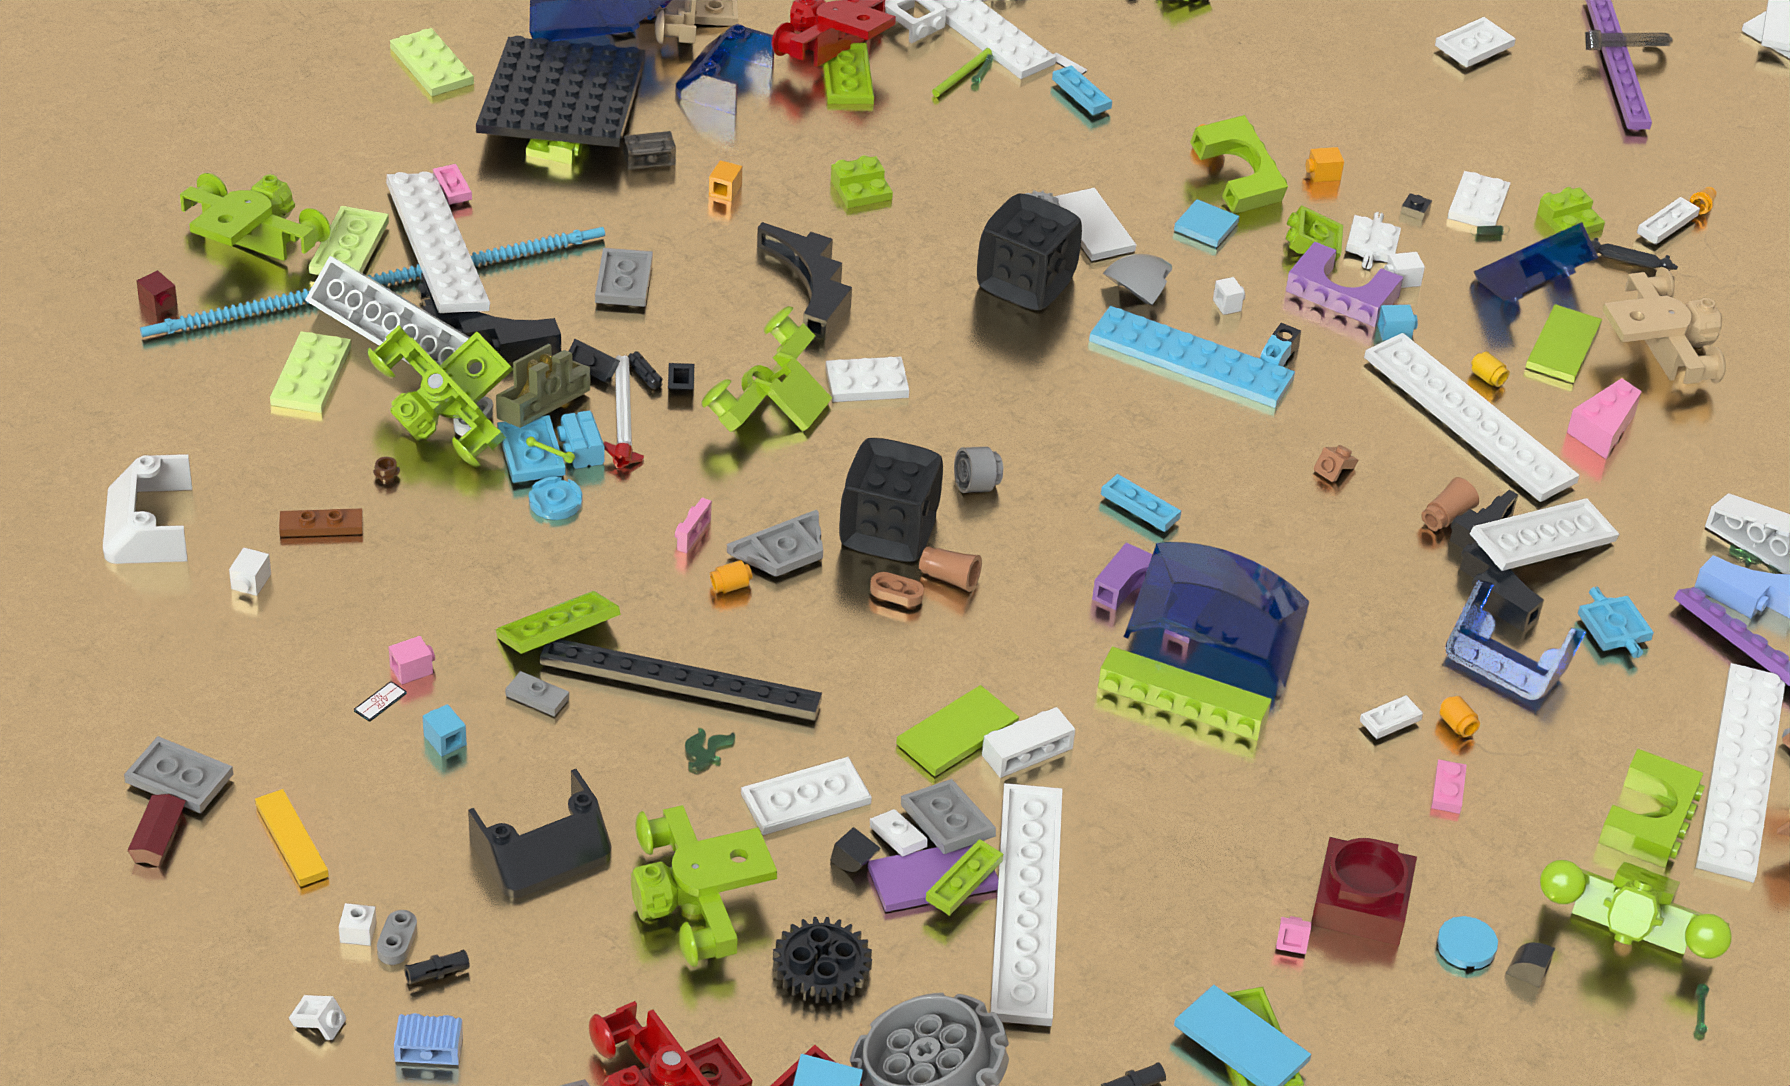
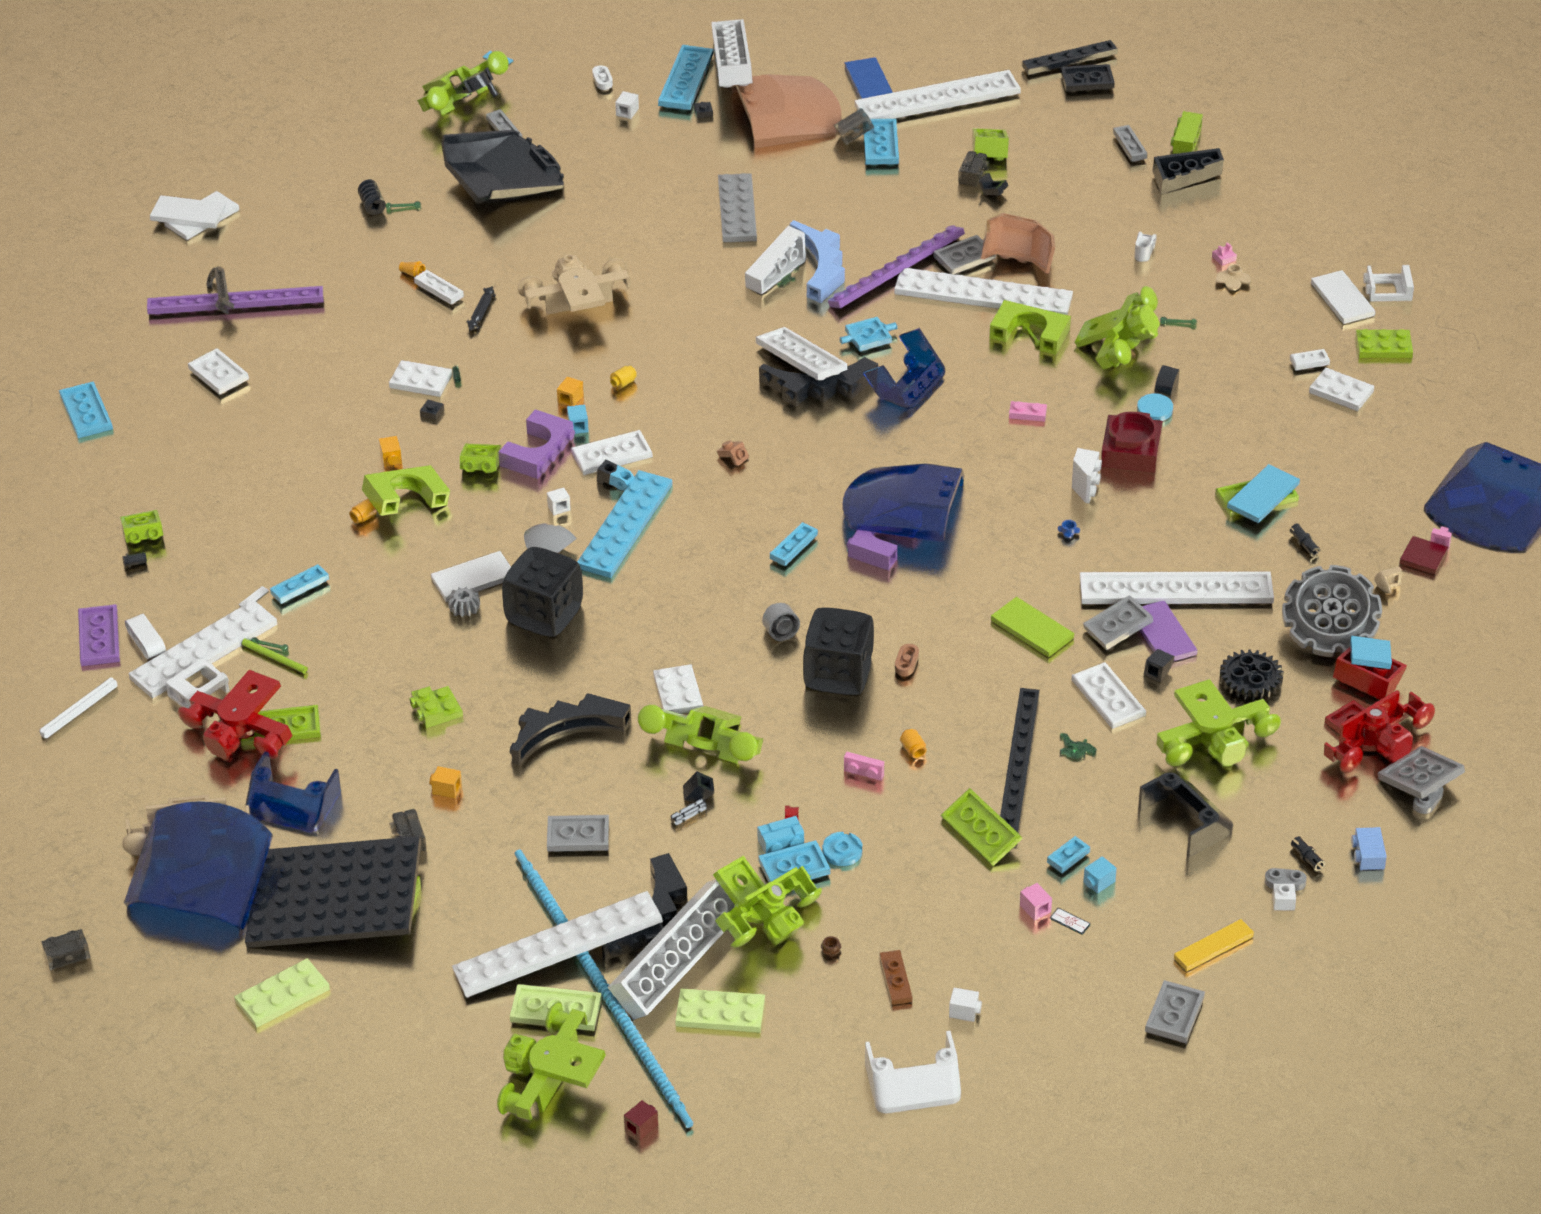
camera: 90 degrees left, 0 degrees up
(155, 829) = (1228, 1013): dark red piece -> none
(319, 1013) = (1364, 905): white bracket -> none
(453, 184) = (465, 951): bright pink plate -> none
(492, 706) = (1068, 854): none -> medium azure plate
(537, 693) = (1047, 835): light grey plate -> none
(541, 386) = (723, 848): olive piece -> none
(569, 457) = (794, 859): lime hinge -> none
(601, 364) = (687, 839): black plate -> none
(623, 404) = (727, 821): white axle -> none
(782, 545) = (873, 719): light grey wing -> none
(898, 832) = (1134, 646): white plate -> none
(952, 567) = (884, 628): nougat plant -> none
(964, 877) = (1171, 610): lime plate -> none
(1028, 742) = (1040, 590): white brick -> none
(1169, 795) = (1069, 528): none -> blue plate
(1184, 693) = (979, 521): lime brick -> none
(1206, 223) = (465, 516): medium azure tile -> none
(1274, 814) = (1085, 473): none -> white slope
(1293, 934) = (1173, 473): bright pink tile -> none
(1337, 355) = (617, 449): none -> white tile
(1372, 239) = (476, 430): white plate -> none
(1391, 717) = (976, 431): white plate -> none
(1408, 266) = (515, 413): white brick -> none
(1452, 501) = (772, 398): nougat plant -> none
(1454, 319) = (570, 391): none -> light orange brick
(1459, 716) = (970, 401): light orange brick -> none
(1472, 417) = (672, 389): white plate -> none
(1537, 263) = (492, 349): clear blue windscreen -> none
(1564, 343) = (583, 344): lime tile -> none
(1568, 209) = (434, 334): lime plate -> none
(1605, 417) = (668, 324): bright pink wedge -> none

